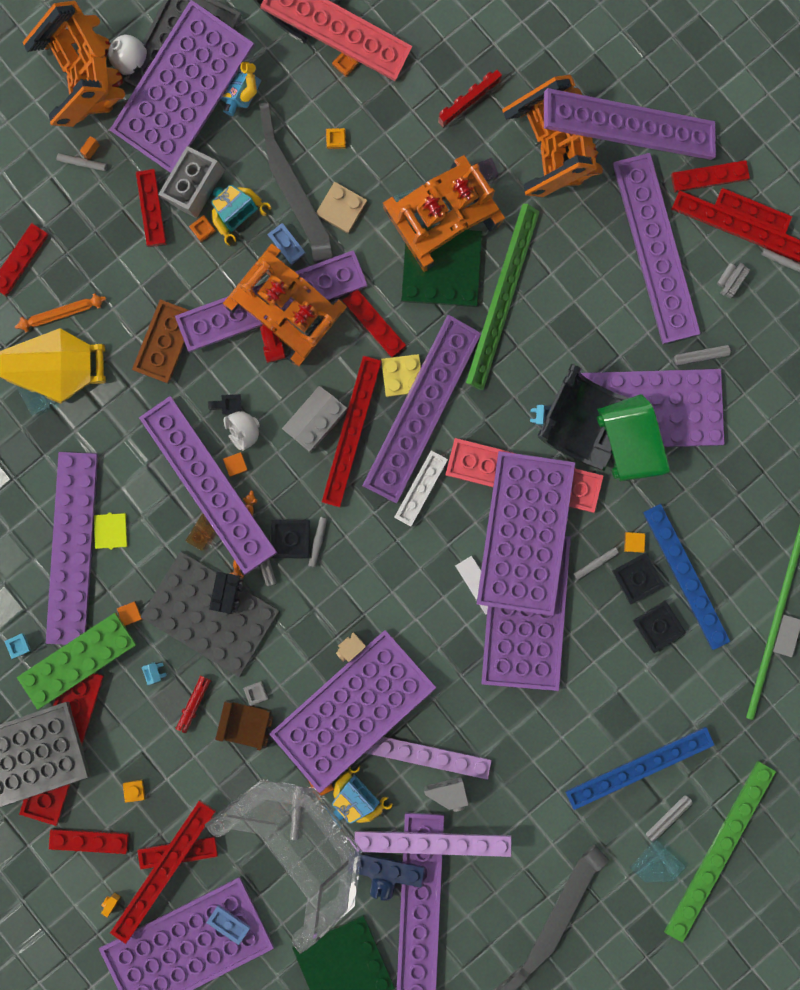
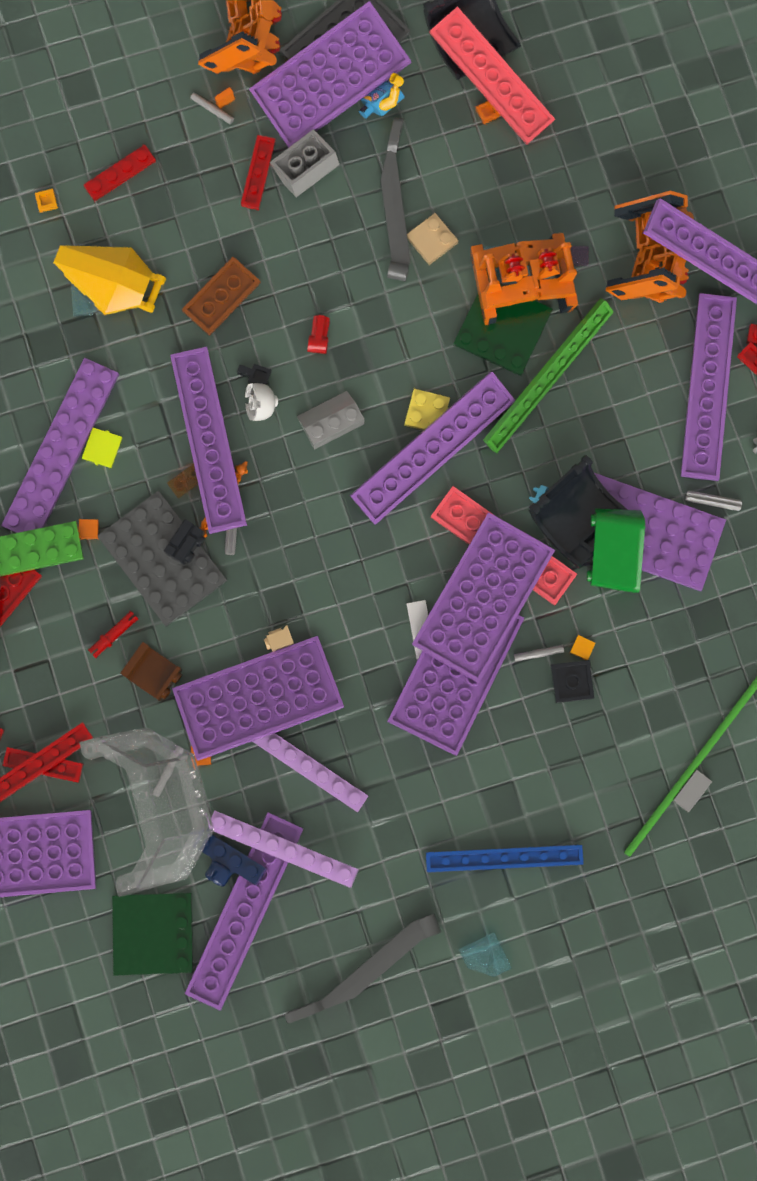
camera: 20 degrees right, 5 degrees down
(60, 312) = (137, 234): orange wheel -> none
(126, 54) = (292, 27): white cylinder -> none
(134, 791) = (25, 692): light orange plate -> none
(151, 673) = (86, 591): medium azure tile -> none
(202, 228) = (297, 209): orange tile -> none
(215, 323) = (333, 297): medium lavender plate -> none
(228, 924) = (62, 848): medium blue plate -> none
(234, 207) = (333, 200): torso -> none
(235, 464) = (241, 432): orange tile -> none
(255, 693) = (174, 647): light grey tile -> none
(278, 289) = (358, 313): orange container -> none
(286, 243) = (368, 251): medium blue plate -> none
(291, 538) = (264, 519): black plate -> none
(317, 542) = (288, 532): light grey piece -> none
(336, 138) = (452, 175): light orange tile -> none
(351, 431) = (359, 443): red plate -> none
(355, 801) = (226, 781): torso -> none
(374, 323) = (420, 354): red plate -> none
(421, 488) = (403, 520): white plate -> none
(448, 794) = (317, 809): light grey slope -> none
(474, 93) = (583, 187): red plate -> none
(659, 626) = (574, 734): black plate -> none
(671, 816) = (513, 917): light grey axle -> none
(686, 577) = (618, 698): blue plate -> none
(719, 851) = (549, 968): bright green plate -> none

